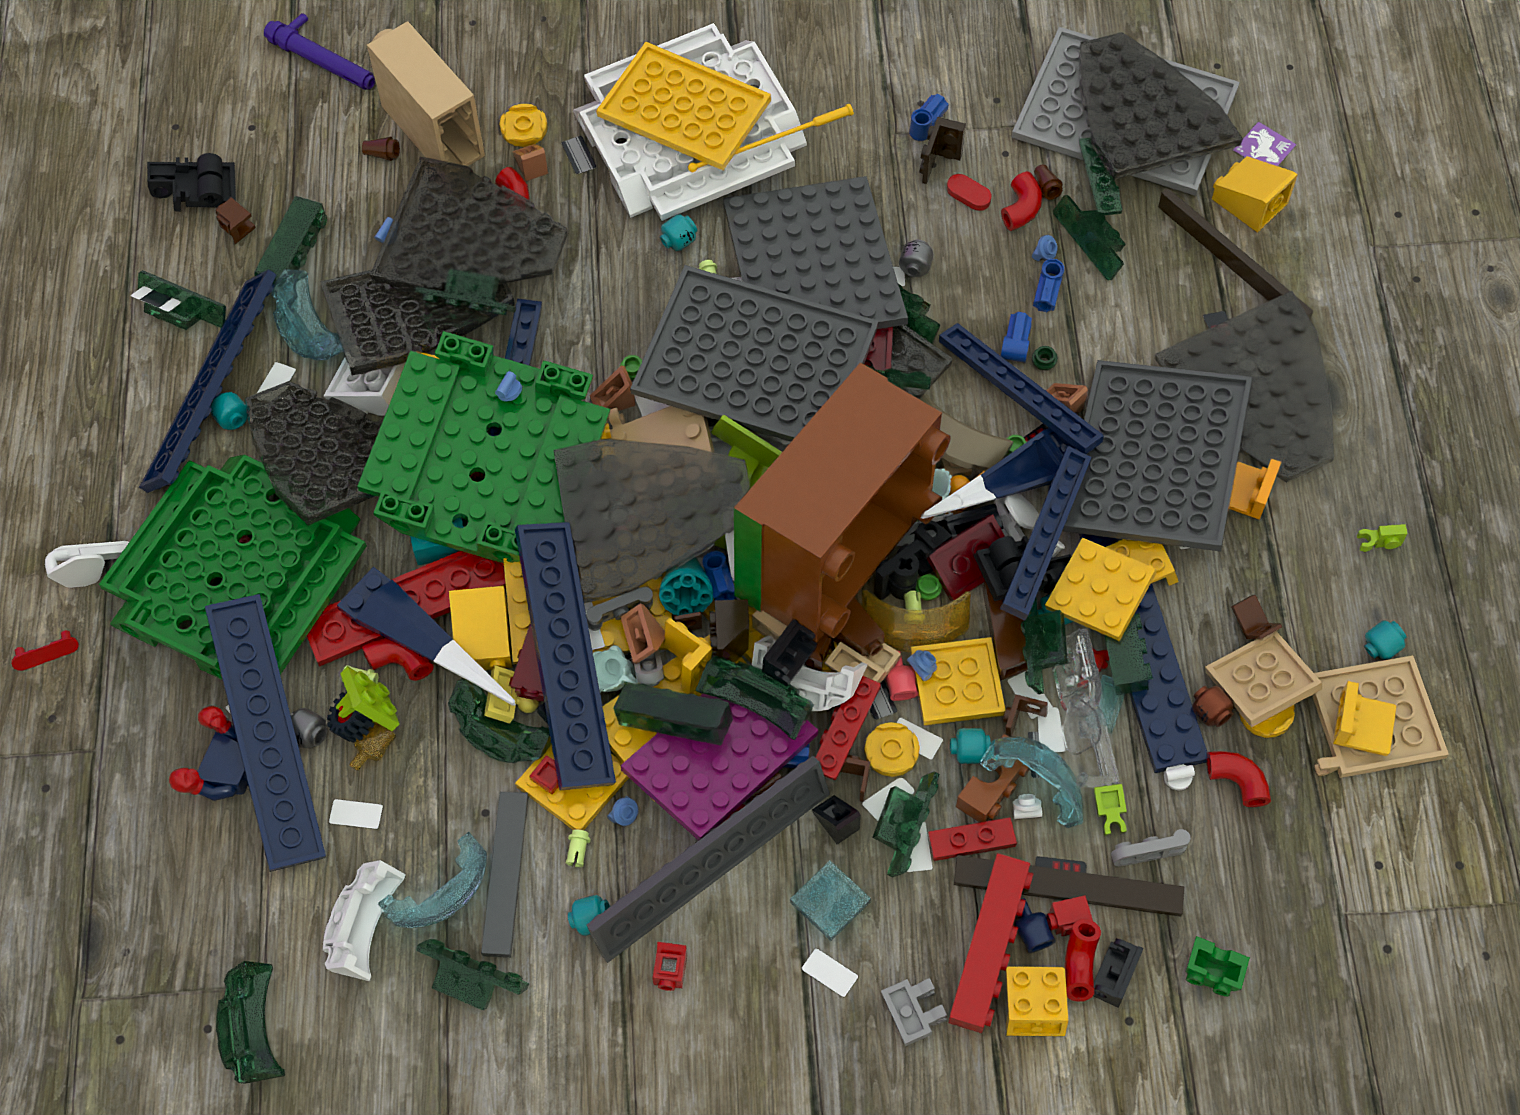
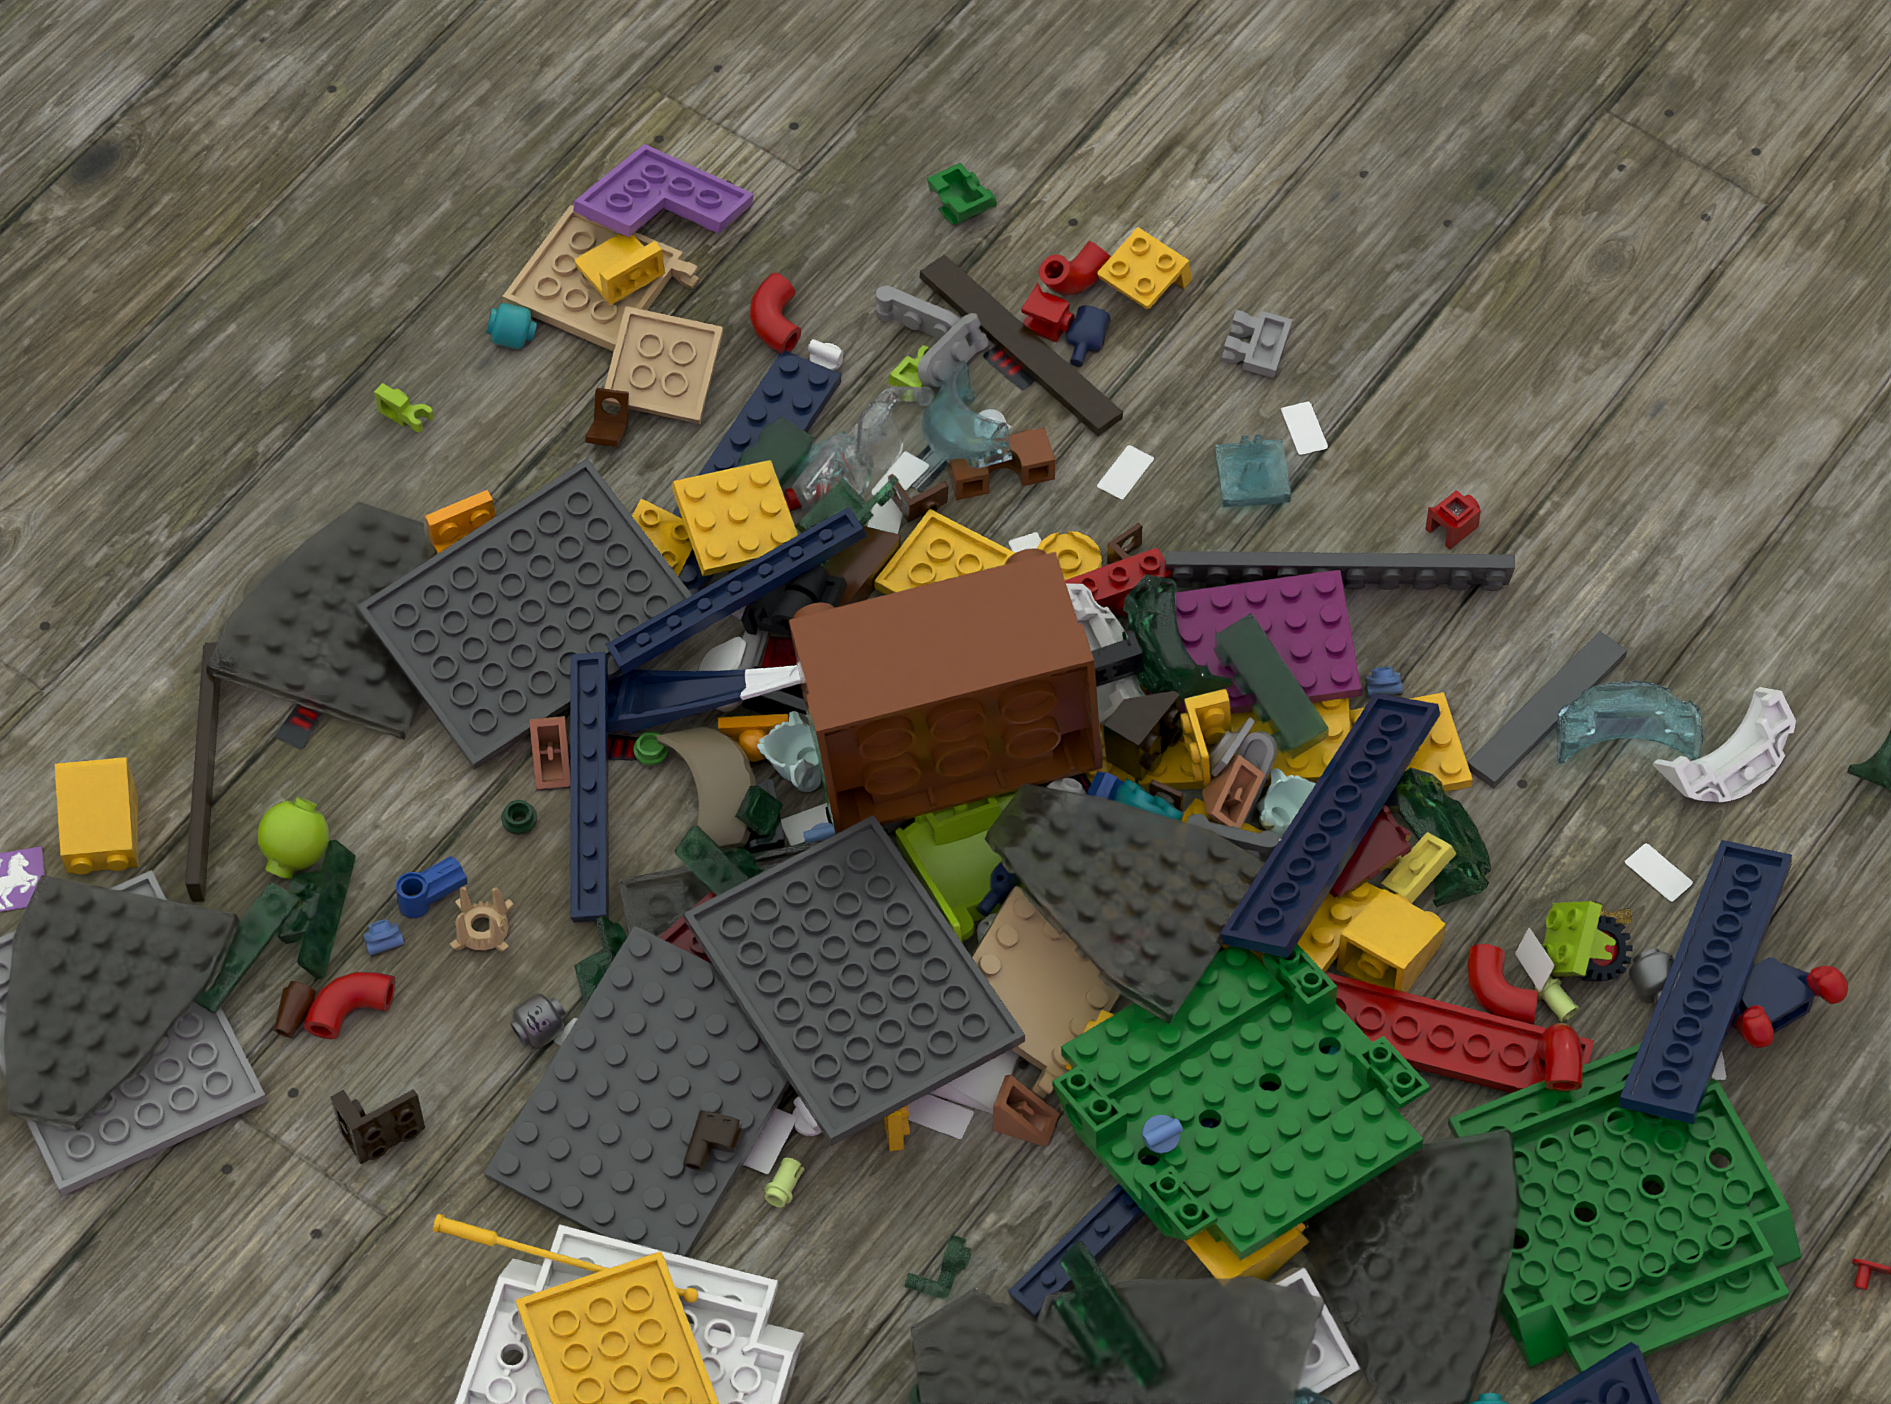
camera: 140 degrees left, 5 degrees down
(82, 562) = (1804, 1335): white piece -> none
(320, 614) = (1562, 1056): none -> red cylinder
(387, 684) = (1534, 959): none -> white sticker
(392, 613) = (1479, 1026): dark blue plate -> none
(466, 977) = (1651, 637): clear green bracket -> none
(545, 775) = (1436, 752): red tile -> none
(577, 846) = (1458, 678): yellowish green pin -> none
(584, 298) = (955, 1258): none -> clear green plate
(584, 911) = (1494, 608): teal head -> none
(632, 365) = (972, 1137): bright green plate -> none
(670, 660) = (1226, 747): none -> light grey piece
(678, 232) = (772, 1256): teal head -> none
(759, 250) = (713, 1134): none -> dark brown piece
(838, 818) = (1181, 523): black slope -> none
(876, 802) = (1107, 526): white sticker -> none
(902, 821) = (1118, 485): clear green bracket -> none
(926, 116) = (333, 1193): blue piece -> none
(969, 192) = (388, 1068): red tile -> none
(969, 745) = (993, 504): teal head -> none
(972, 839) = (1072, 438): red plate -> none
(989, 944) = (1141, 337): red brick -> none
(999, 299) = (497, 921): none -> tan piece
(1016, 342) = (534, 849): blue piece -> none
(1099, 833) = (950, 350): none -> light grey plate
(1116, 971) = (1034, 247): black hinge -> none
(1144, 249) = (292, 837): none -> lime brick
(1212, 706) = (733, 380): copper head -> none
(1415, 810) = (657, 181): none -> medium lavender plate

